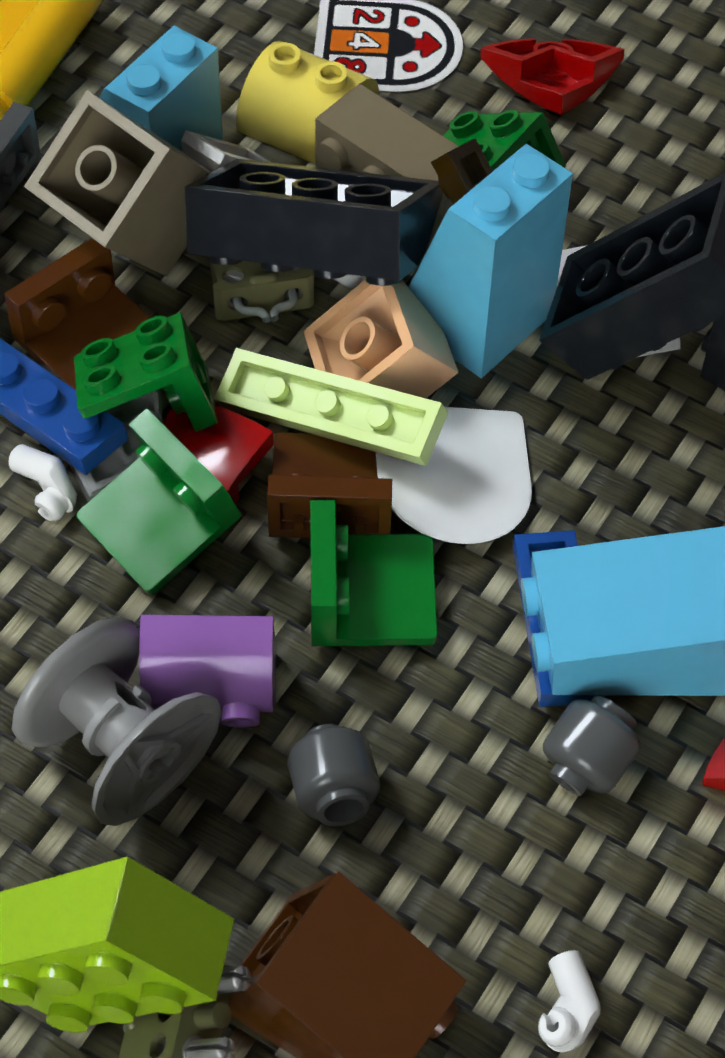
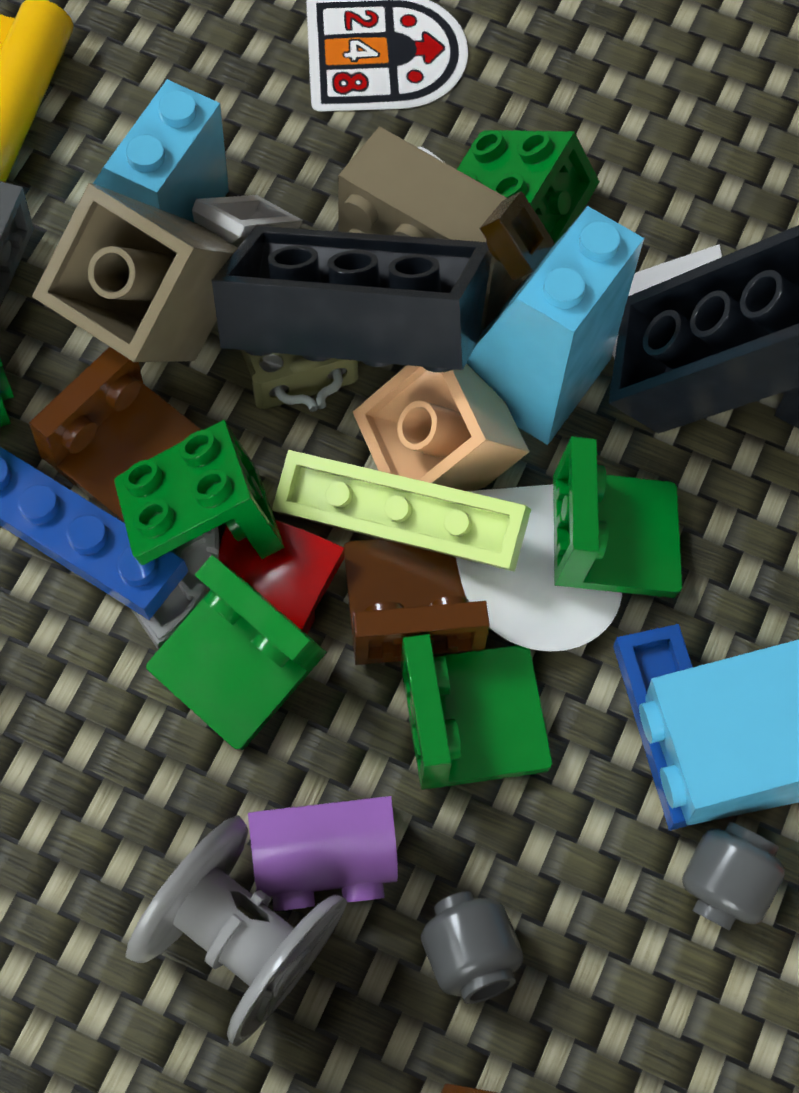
camera: 10 degrees left, 10 degrees up
(49, 471) = (111, 623): white arm -> none
(287, 94) = (306, 134): light yellow brick -> none
(526, 446) = (613, 528): none -> green bracket
(553, 72) = (568, 69): red brick -> none

